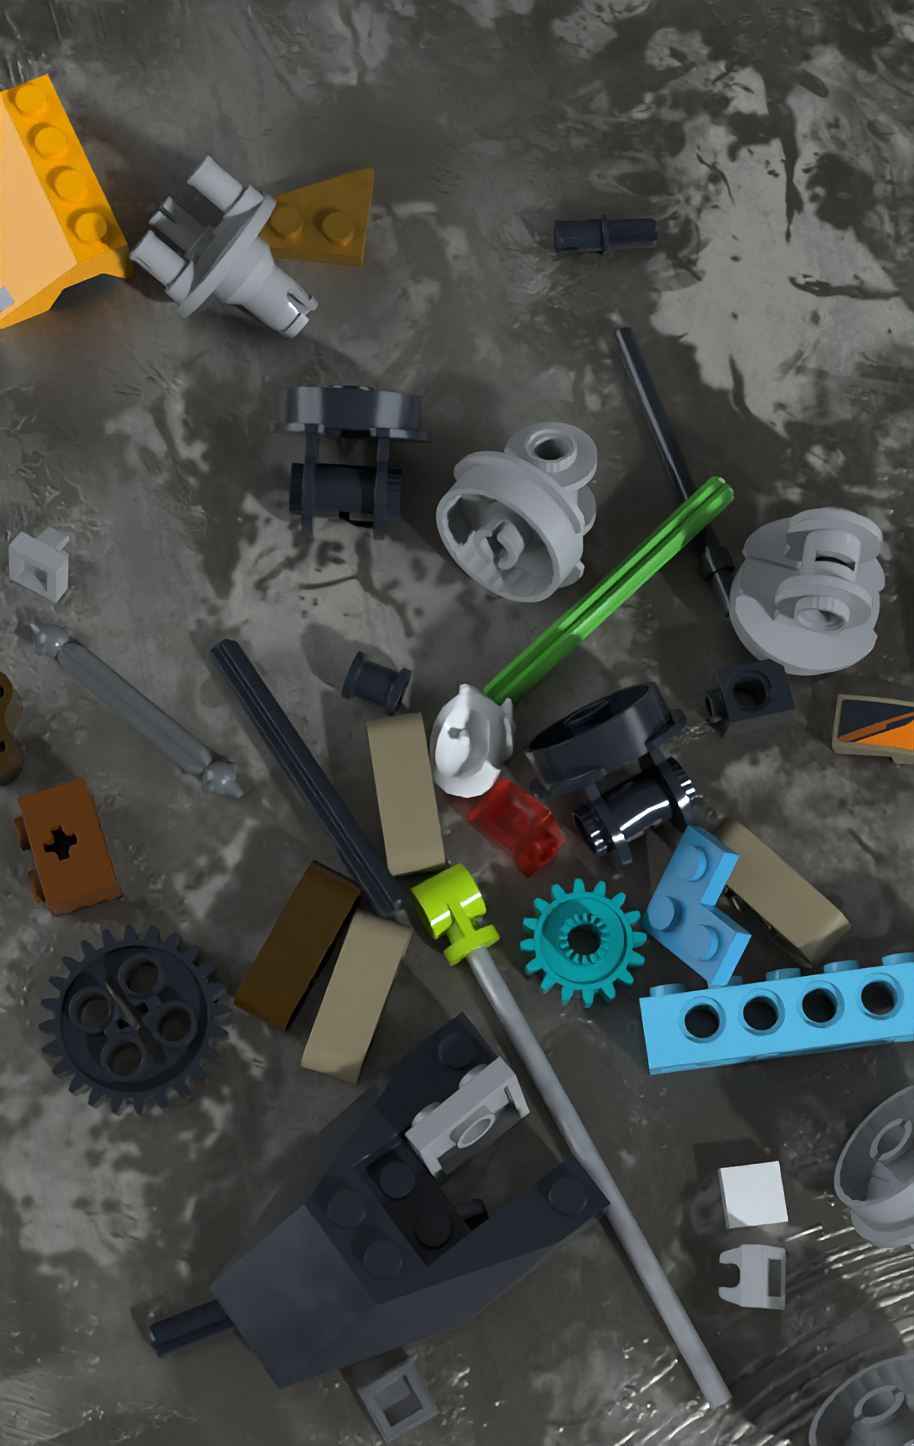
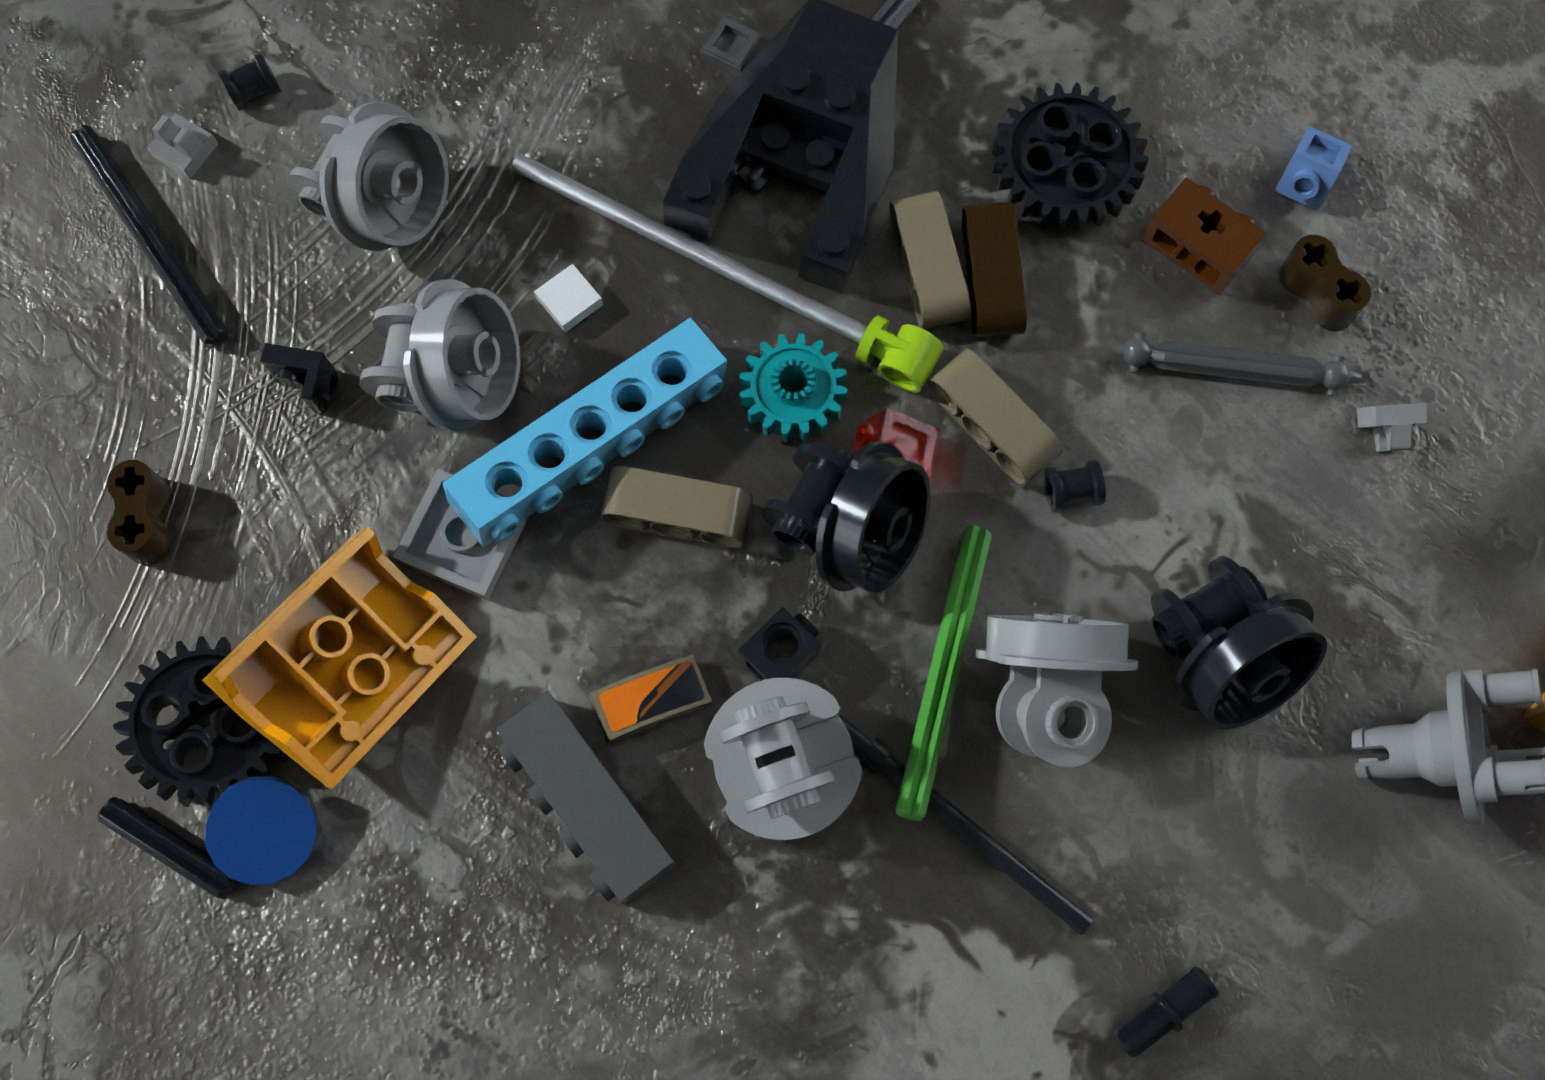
camera: 155 degrees right, 0 degrees up
(308, 779) = (1077, 384): black axle -> none
(322, 220) = (1414, 868): pearl gold wing -> none
(468, 1121) = (795, 216): light grey plate -> none
(471, 742) = (971, 481): white hat -> none
(684, 908) = (730, 442): dark azure plate -> none
(760, 1276) = (533, 242): light grey tile -> none

